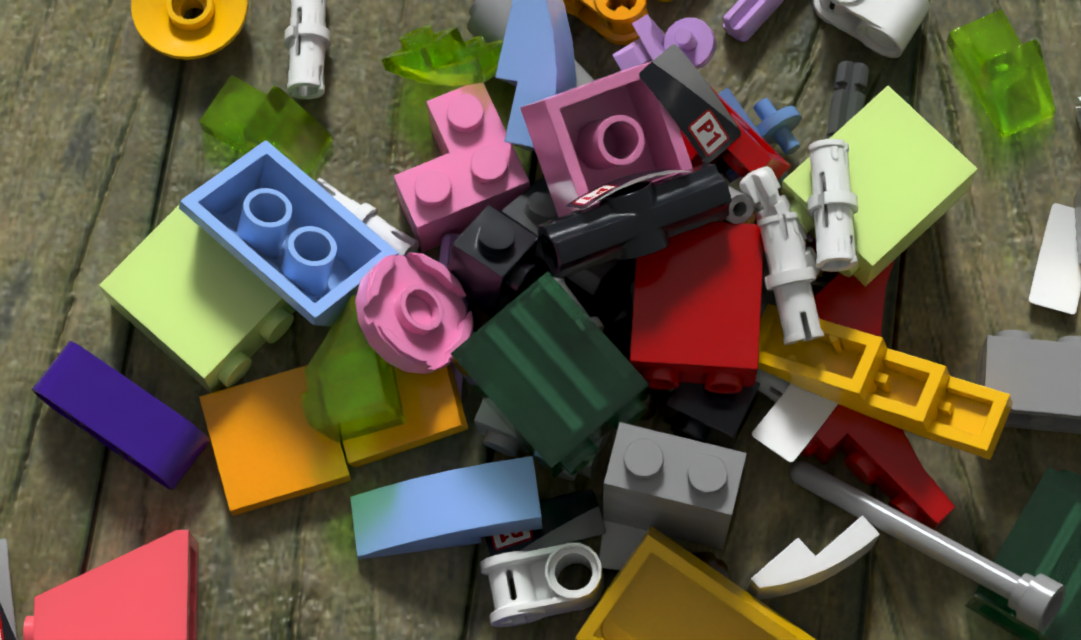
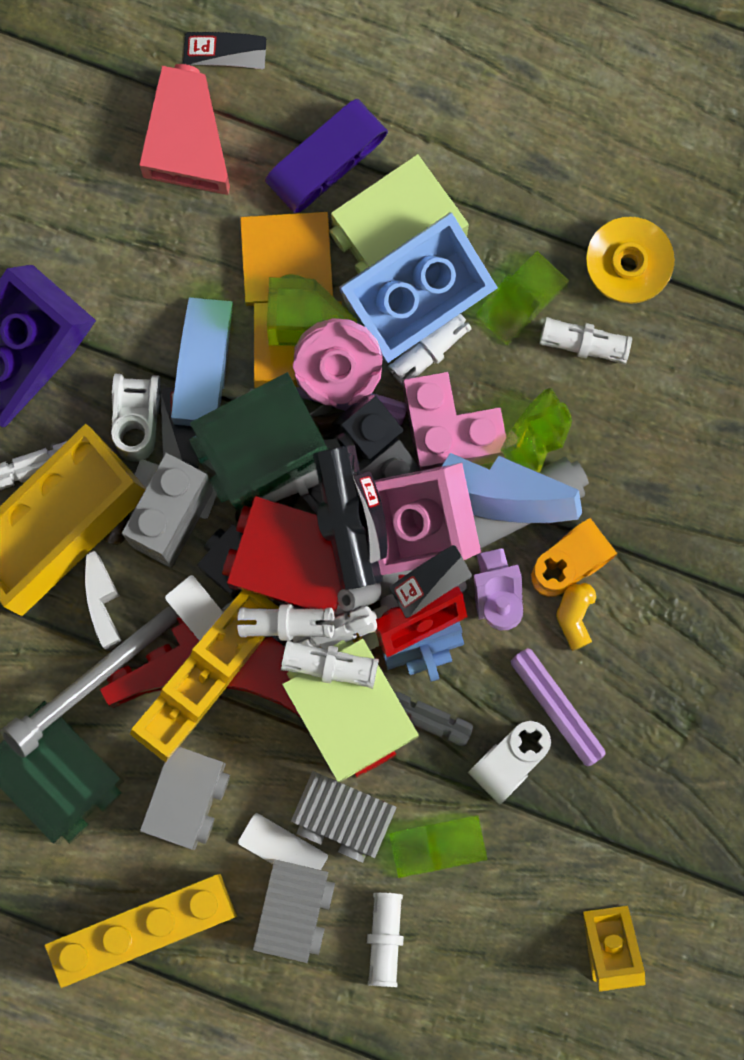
camera: 100 degrees right, 10 degrees up
(1003, 201) = (342, 815): none -> light grey brick

